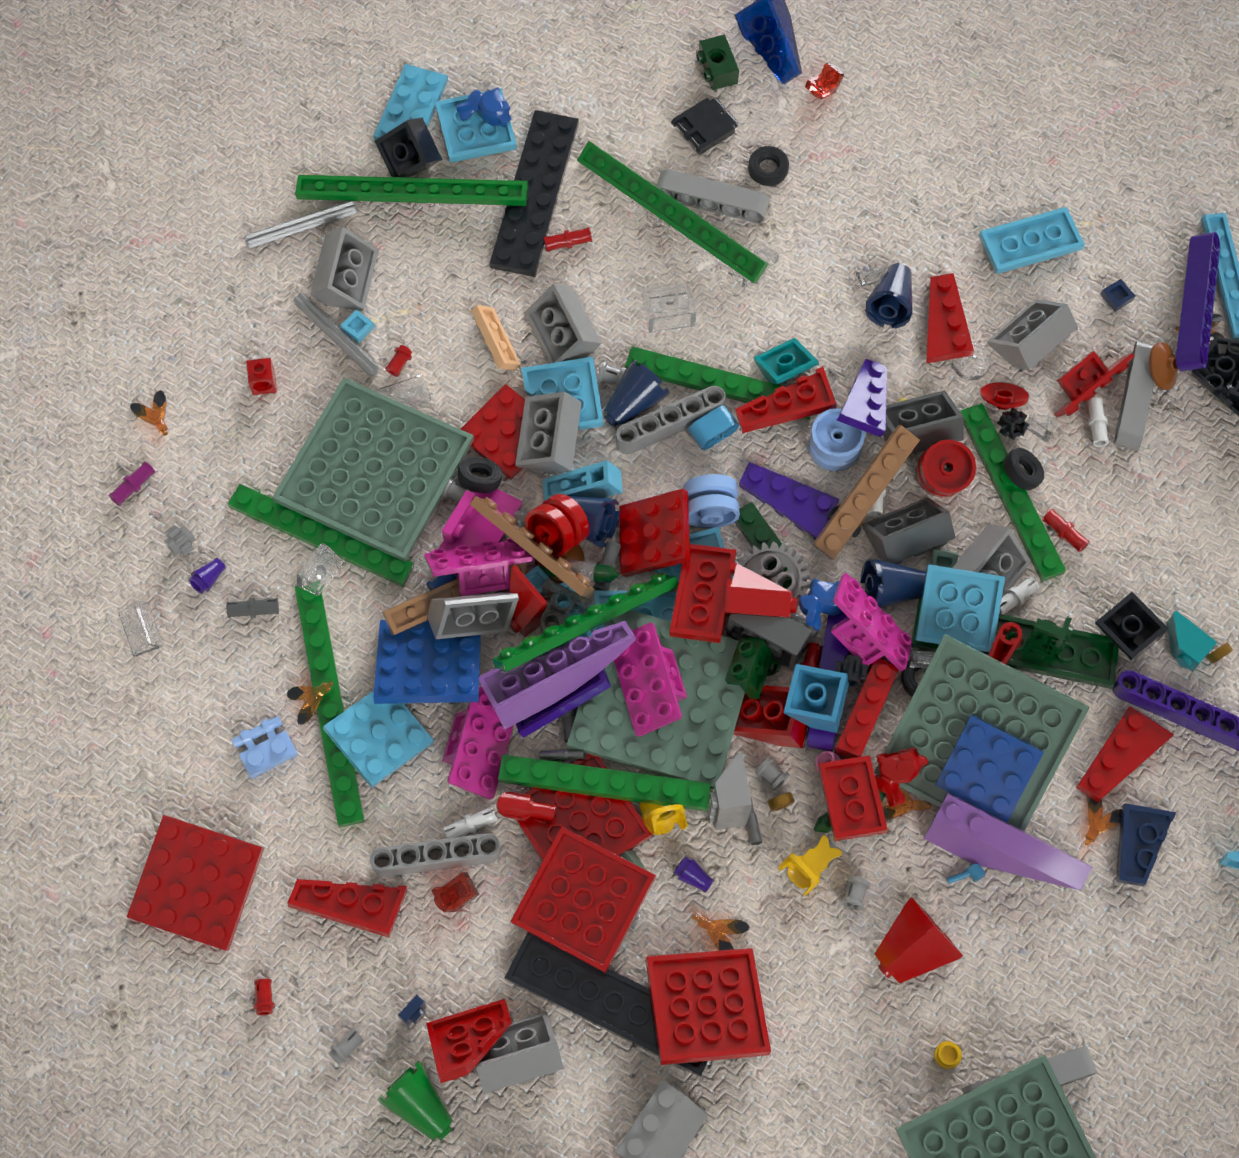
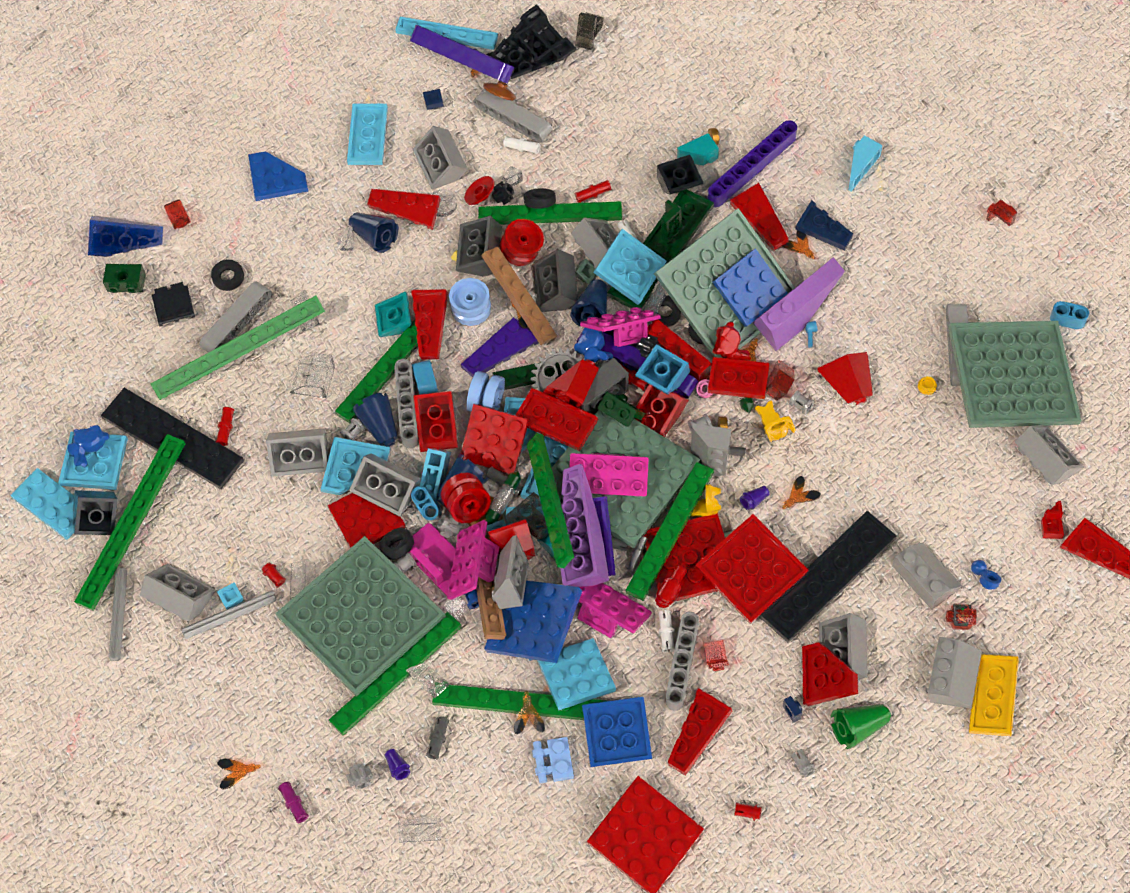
camera: 65 degrees left, 5 degrees down
(261, 376) = (243, 677): red brick -> none
(315, 806) = (617, 731): none -> blue plate
(495, 337) = (286, 500): light nougat plate -> none
(540, 487) = (425, 504): none -> dark azure beam
(541, 551) = (467, 521): medium nougat plate -> none
(660, 460) = (436, 421): none -> red slope
(707, 1006) = (851, 514): red plate -> none
(867, 399) = (451, 270): wing -> none
(877, 854) = (780, 380): none -> clear red slope
(924, 163) = (274, 177): none -> blue plate
(1002, 648) = (668, 251): red piece -> none
(1085, 378) = (488, 138): red bracket -> none

